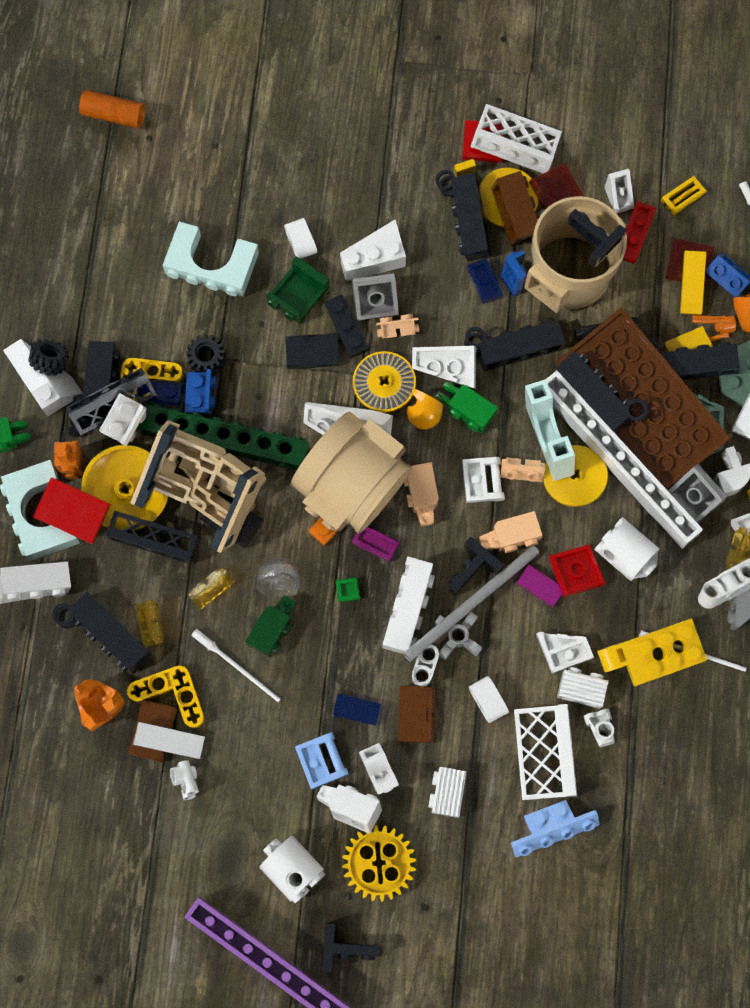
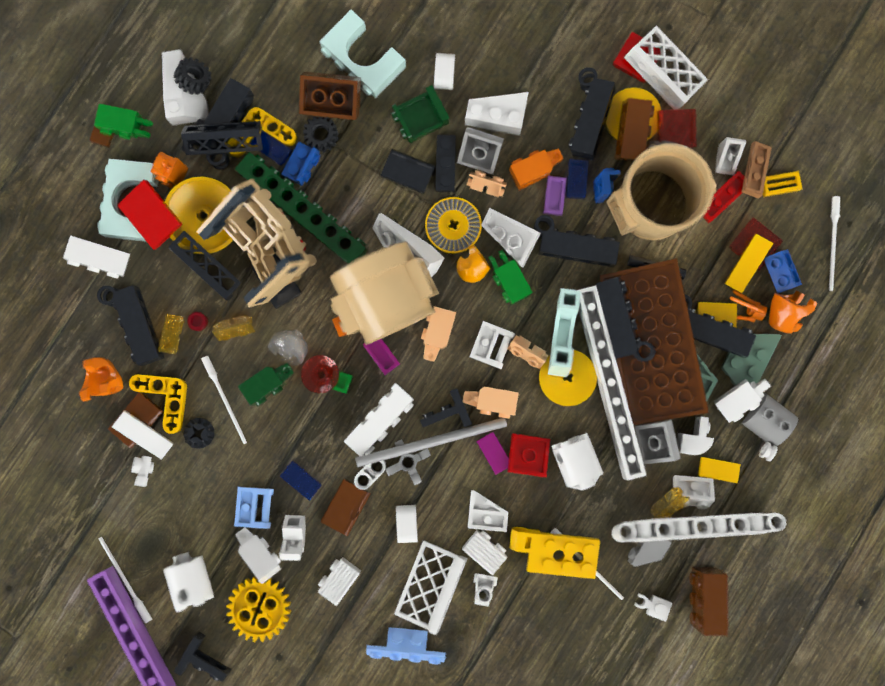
camera: 25 degrees right, 10 degrees up
(123, 419) = (225, 158): white bracket -> none
(168, 599) = (197, 321): none -> dark red tile
(199, 312) = (329, 95): none -> reddish brown brick
(227, 723) = (207, 434): none -> black gear
(248, 924) = (138, 603): none -> white piece
(314, 585) = (311, 371): none -> clear red dish
(437, 289) = (534, 168): none -> orange hinge
(464, 168) = (609, 74): yellow tile -> none
(470, 307) = (555, 195): none -> medium lavender tile
(595, 235) = (684, 191): black bracket -> none
(653, 192) = (756, 169): none -> medium nougat tile

